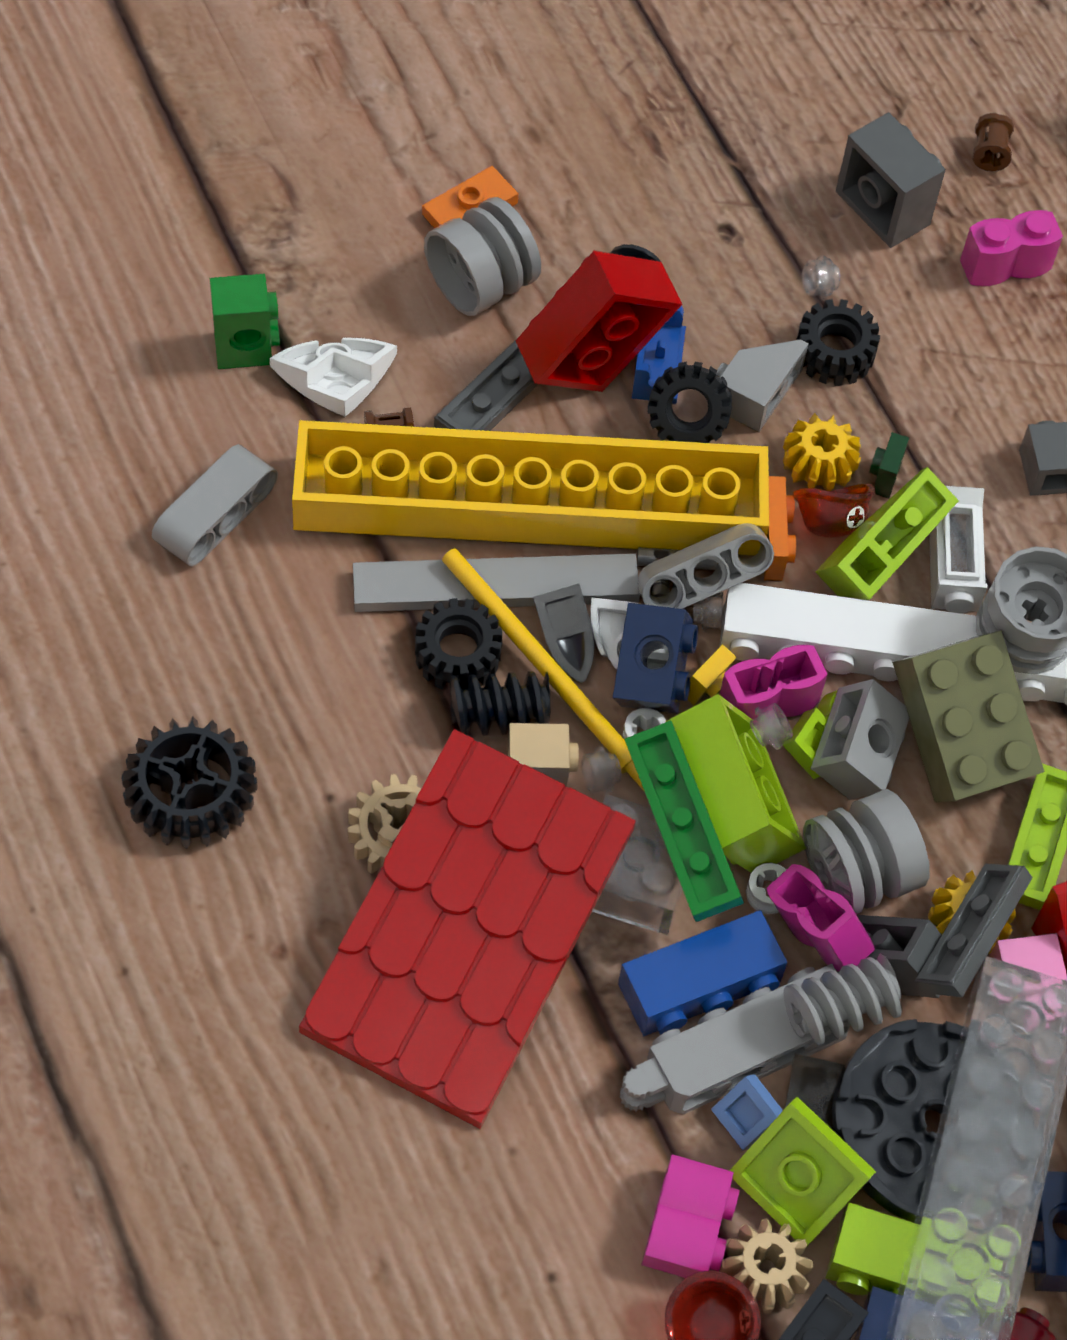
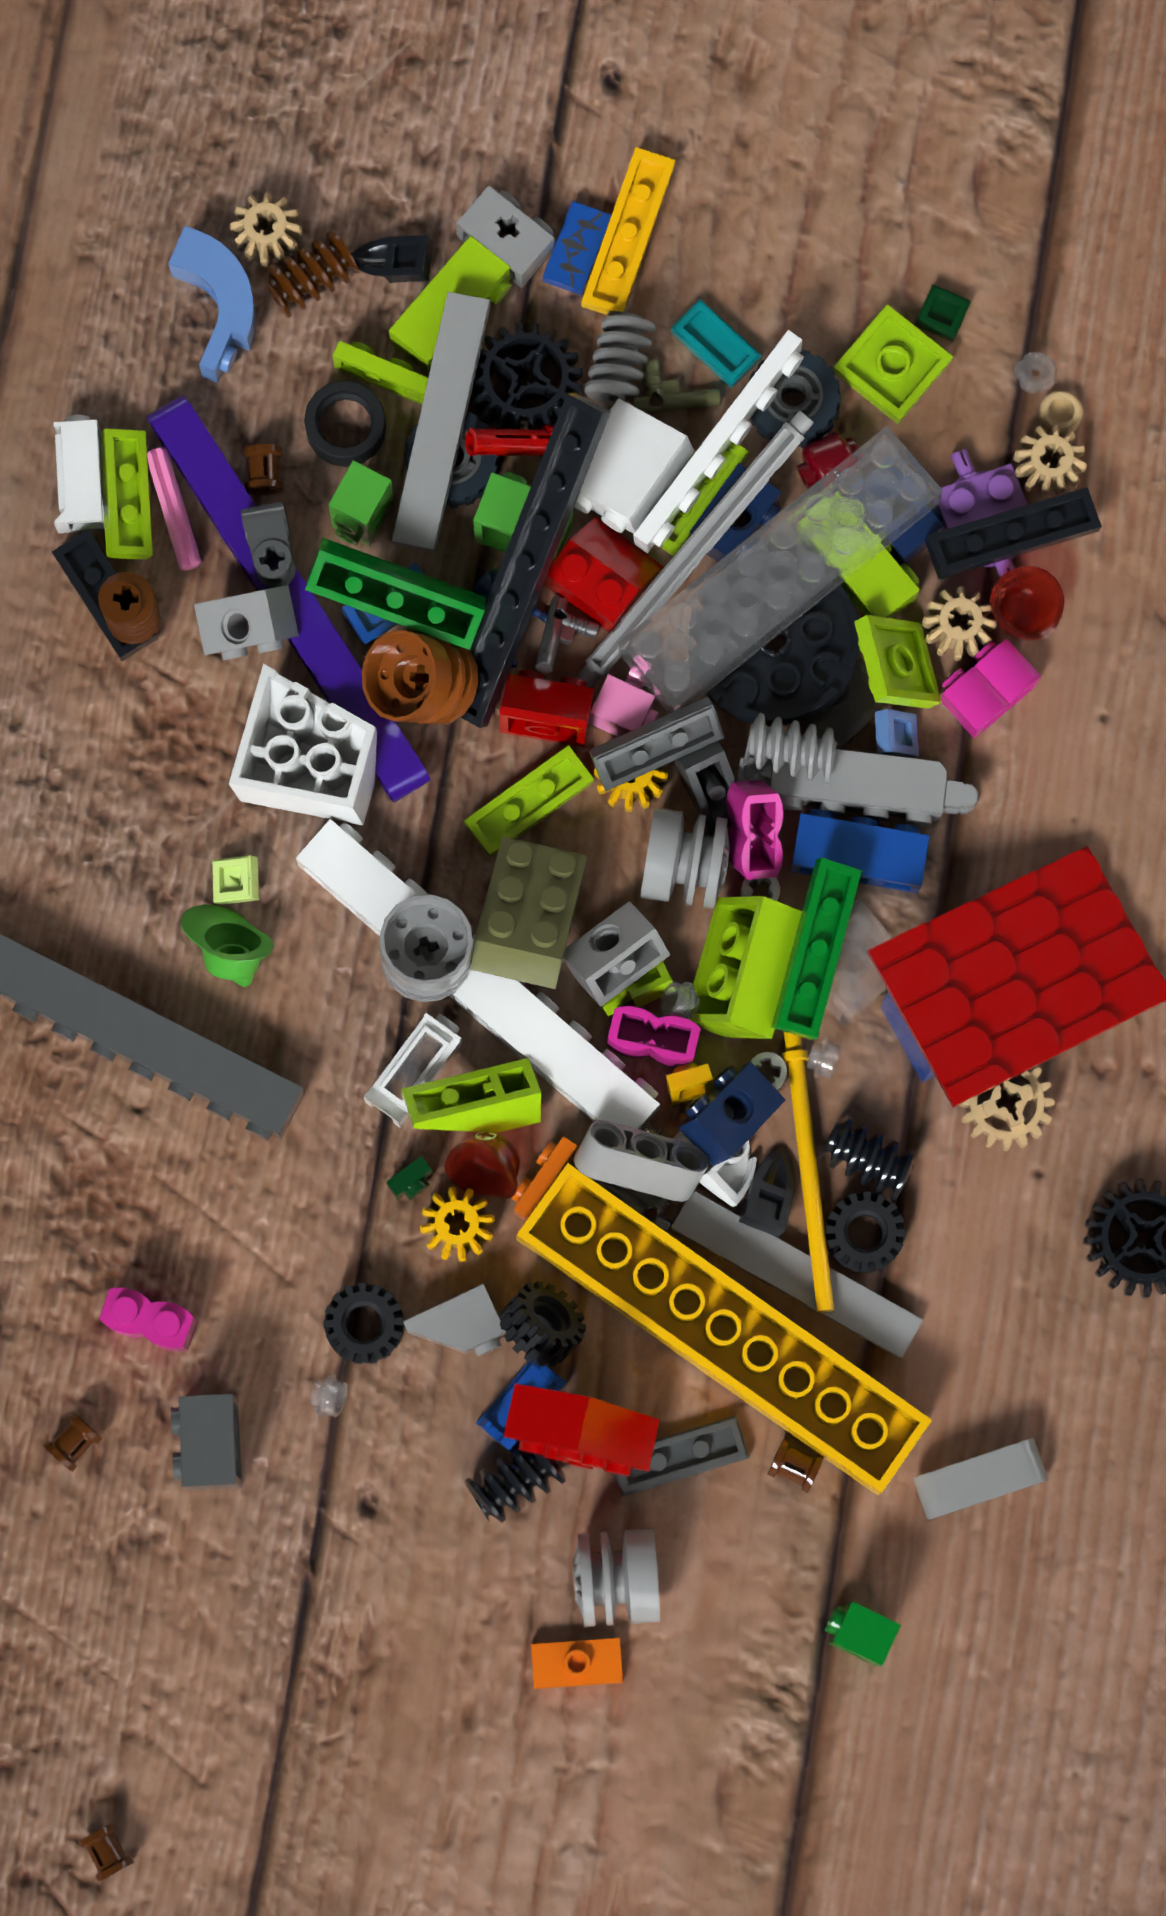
camera: 145 degrees left, 20 degrees up
(335, 373) = (800, 1556): white brick -> none
(544, 748) = (864, 1095): tan brick -> none

